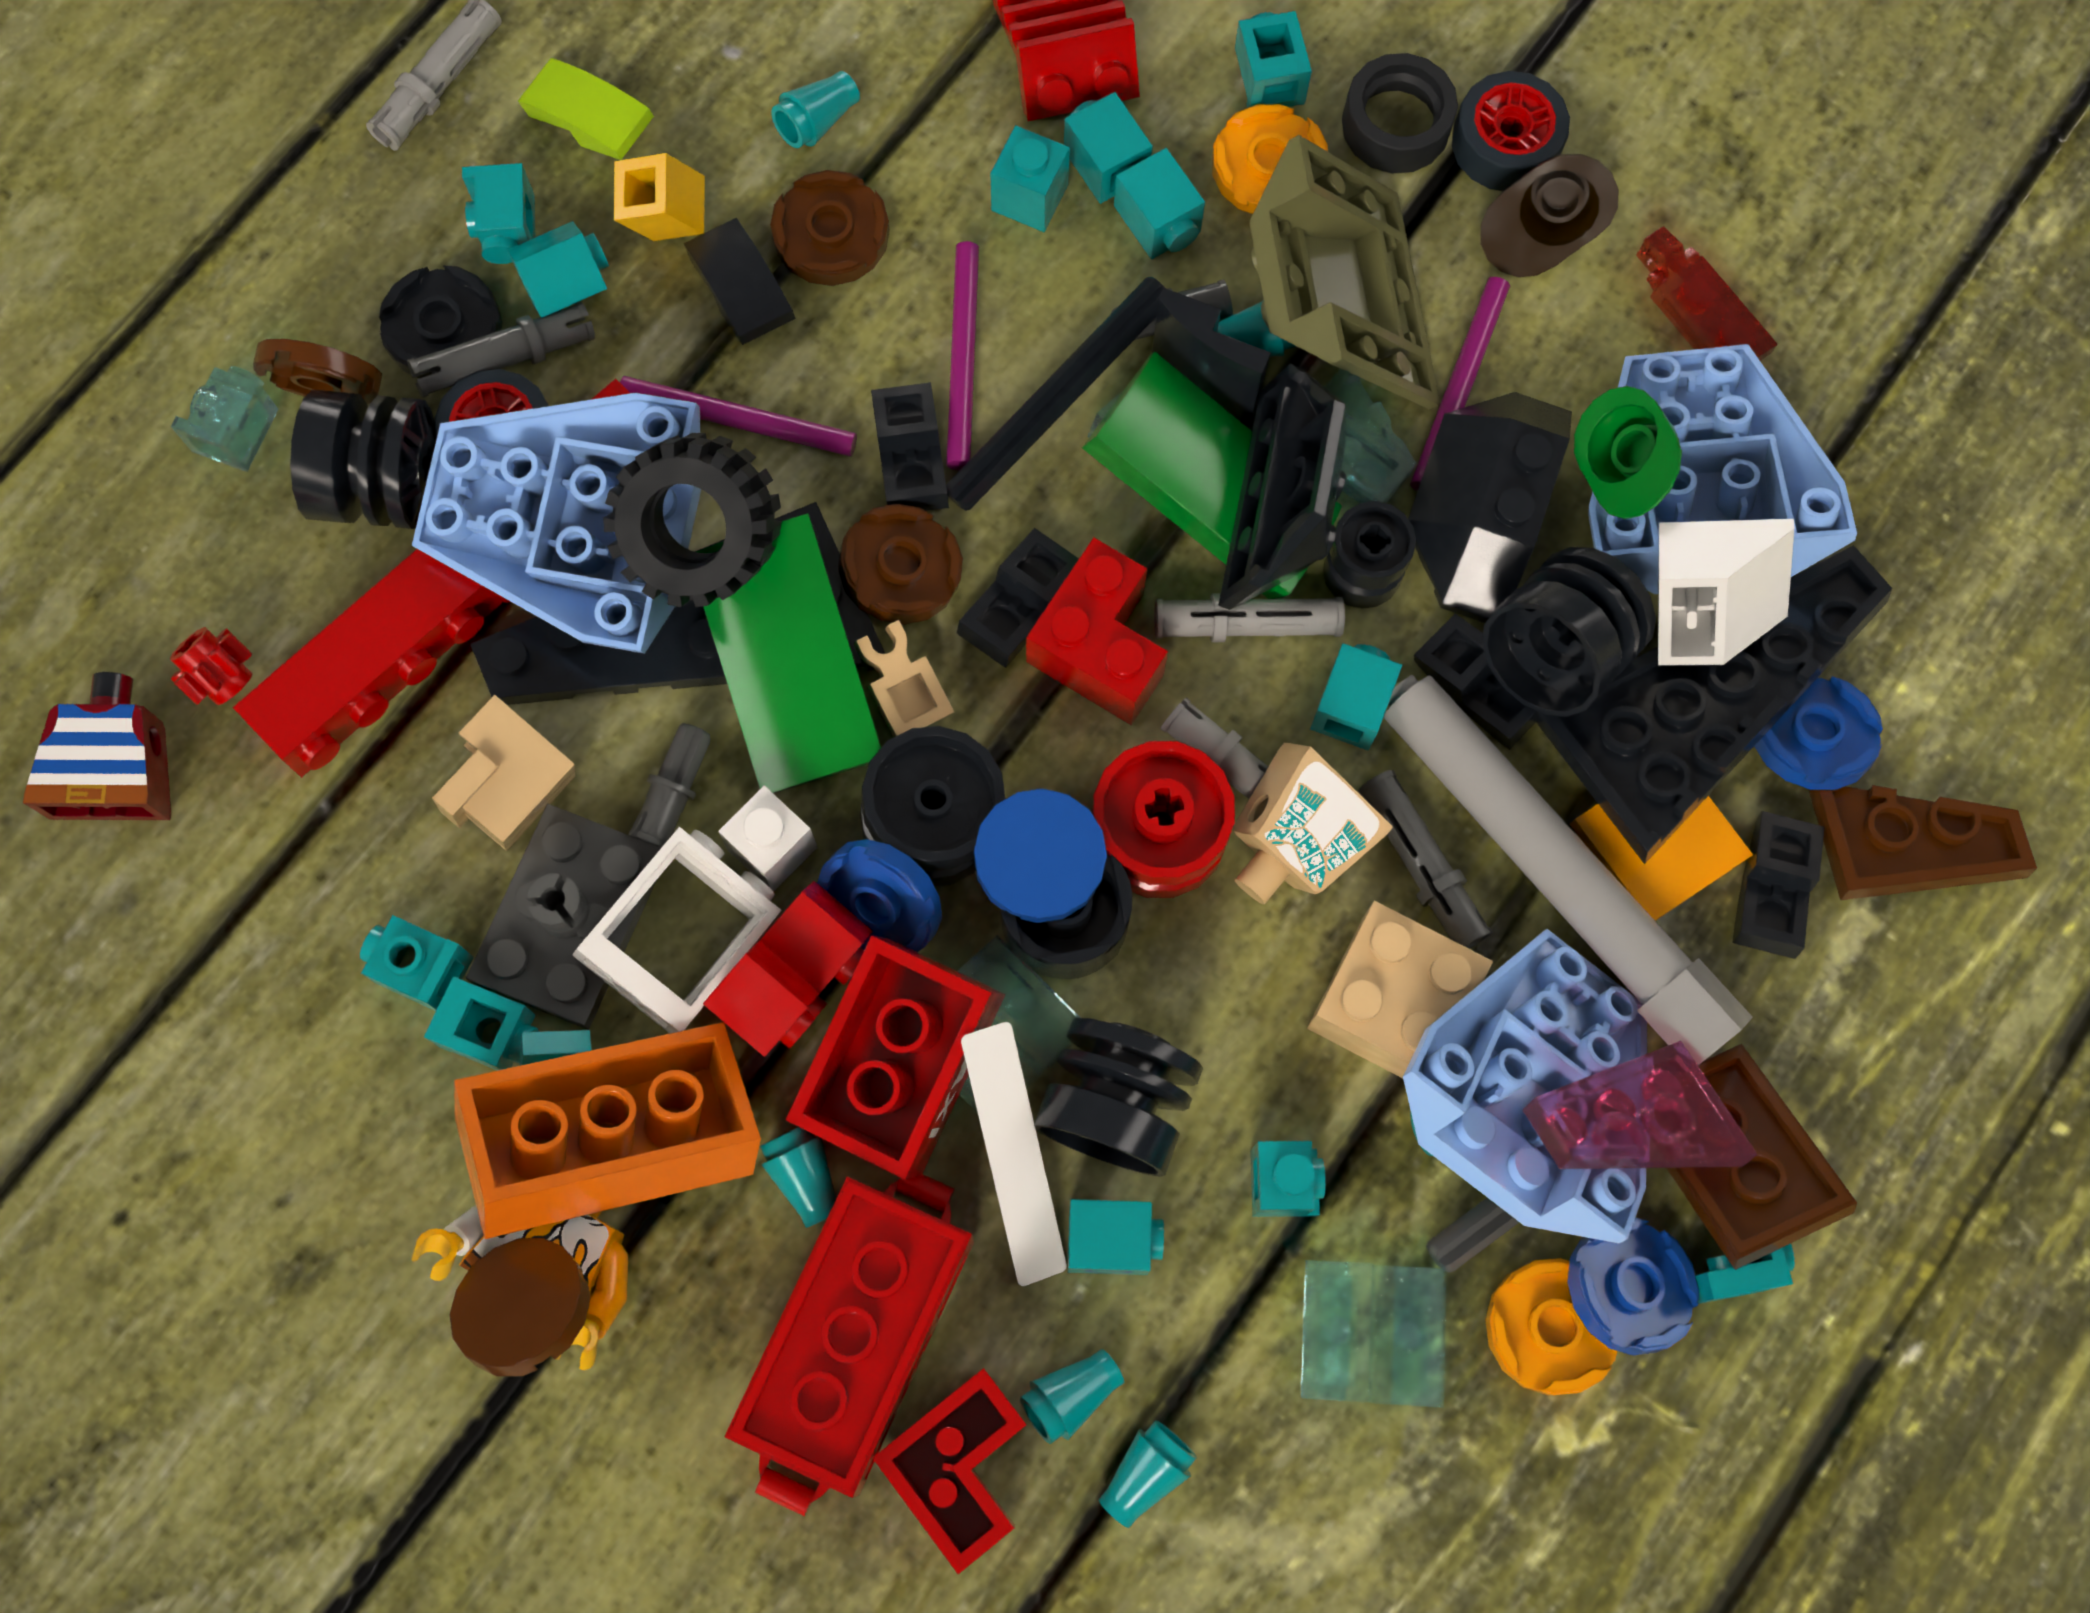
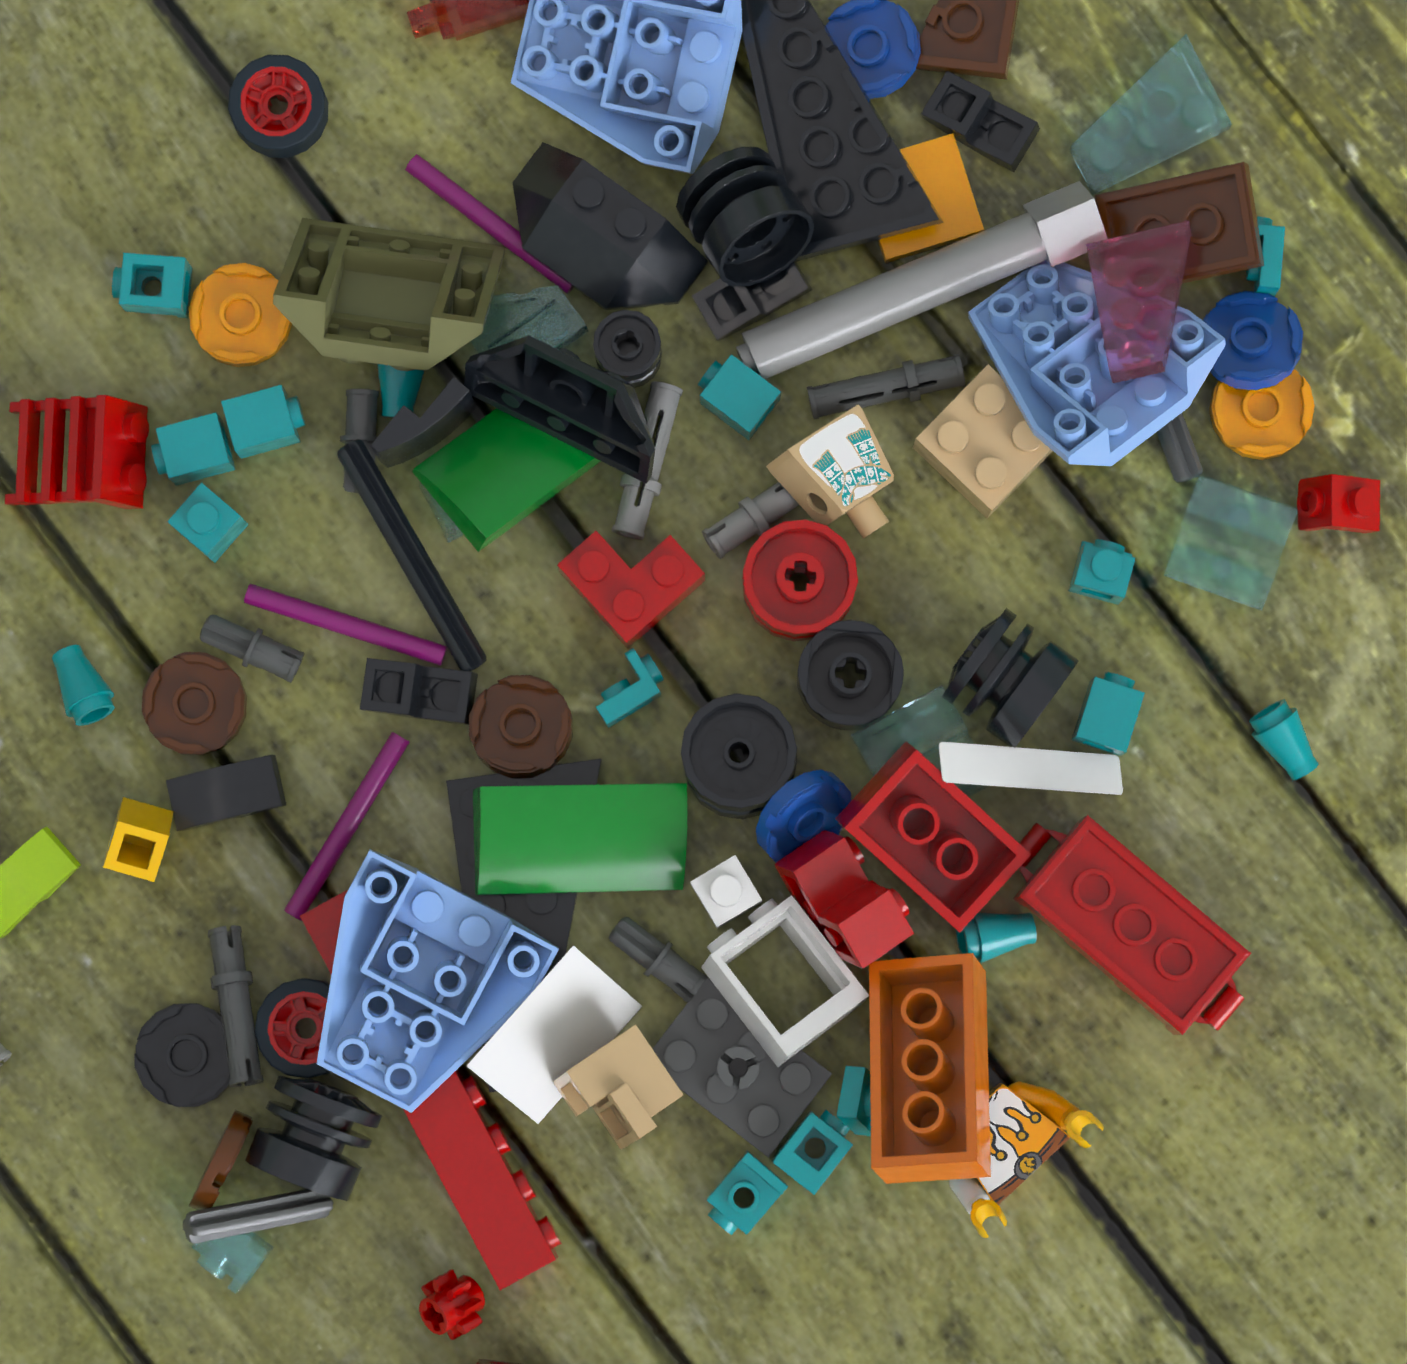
camera: 70 degrees left, 10 degrees up
(256, 411) = (255, 1215): none -> dark grey axle
(499, 209) = (106, 979): teal brick -> none
(519, 1306) = (1046, 1162): reddish brown tile -> none
(555, 680) = (552, 1031): none -> white sticker
(560, 268) = (177, 939): teal brick -> none
(657, 555) = (505, 894): black tyre -> none
(907, 264) = (252, 647): none -> dark grey axle
(907, 691) = (632, 750): tan plate -> none
(935, 1471) = (1237, 888): red brick -> none
(965, 669) = (625, 699): none -> teal bracket
(1017, 597) = (575, 638): black slope -> none
(1040, 855) = (814, 682): blue tile -> none
(1070, 1395) = (1214, 780): teal cone -> none
(1412, 76) = (226, 154): black tyre -> none
(1467, 1460) = (1339, 503): none -> red bracket
(1549, 214) = (371, 103): dark brown piece -> none
(1627, 451) = (617, 120): green piece -> none
(1720, 587) = (746, 89): white slope -> none
(1857, 1091) = (1152, 121): none -> clear light blue wing

